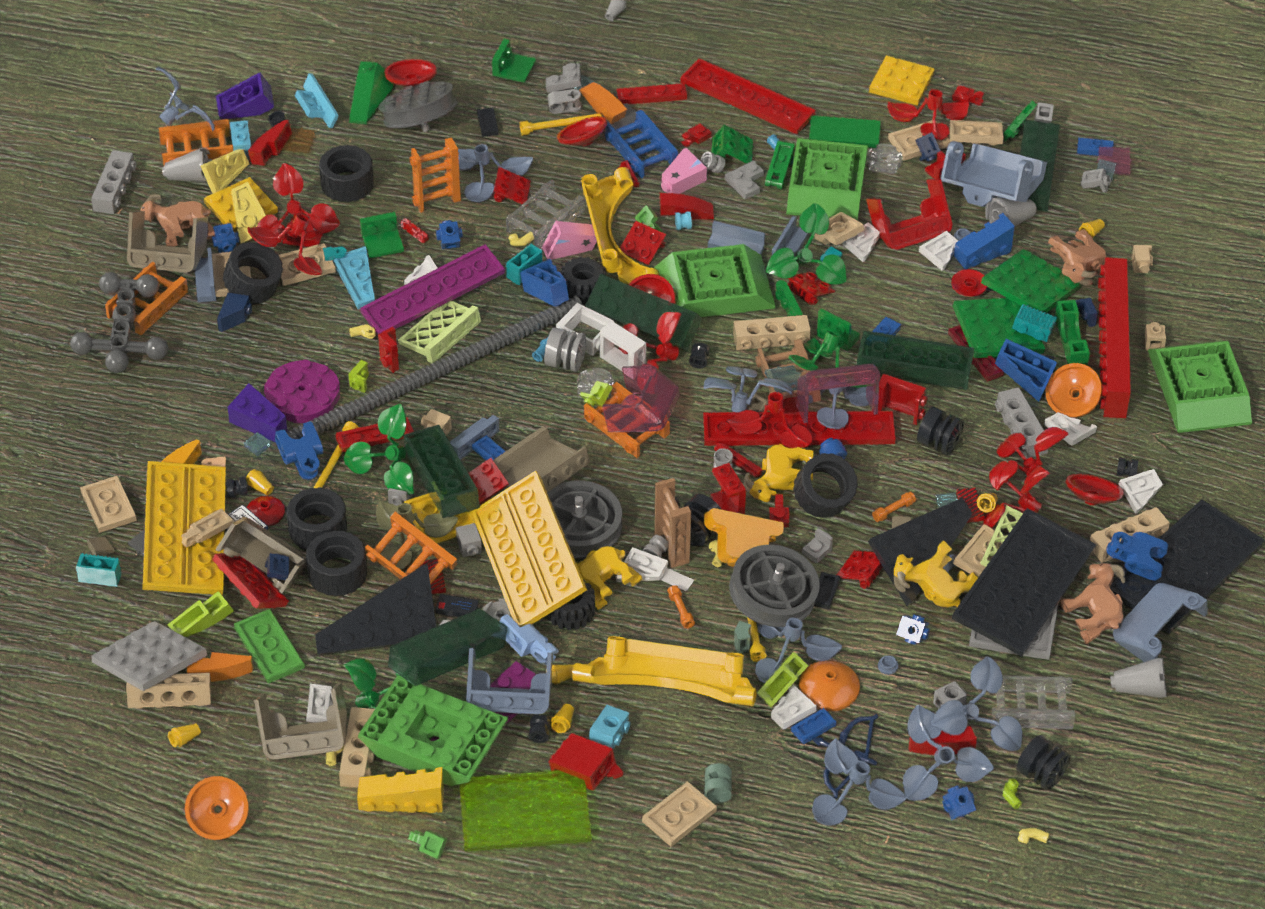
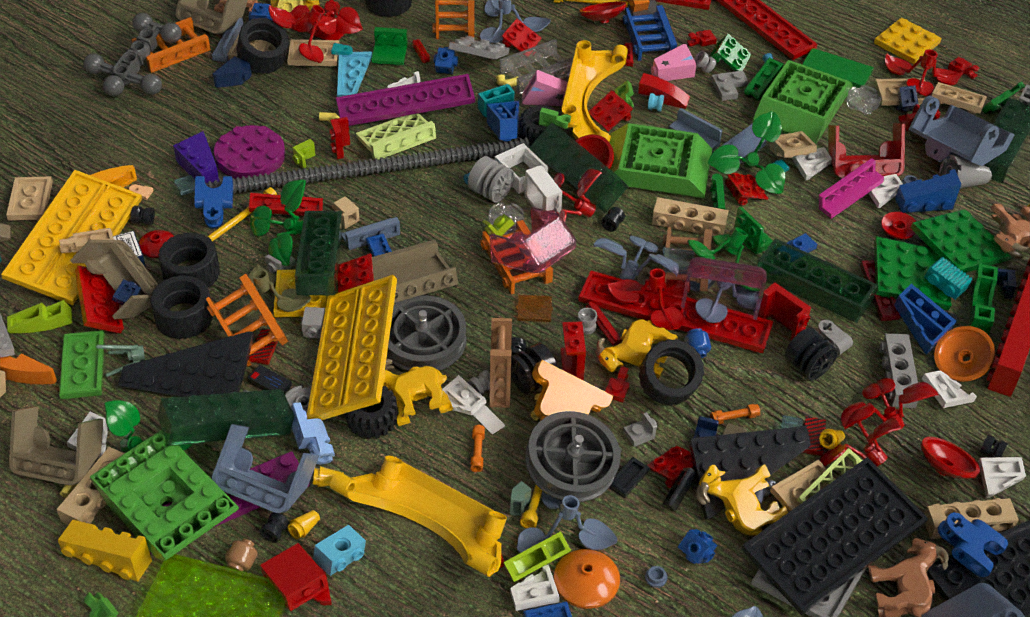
camera: 20 degrees right, 0 degrees up
(258, 481) = (165, 216): yellow cone -> none
(314, 620) = (134, 352): none -> sand green plant
(478, 211) = (480, 48): none -> light grey plate
(524, 759) = (241, 555): none -> medium nougat head
(595, 268) = (548, 116): none -> bright green plate
(666, 464) = (534, 308): none -> clear orange piece
(873, 527) = (706, 427): none -> dark blue bracket
(876, 585) = (679, 488): none -> black slope
(911, 260) = (851, 189): none -> dark pink fence
(953, 407) = (835, 336): none -> light grey piece

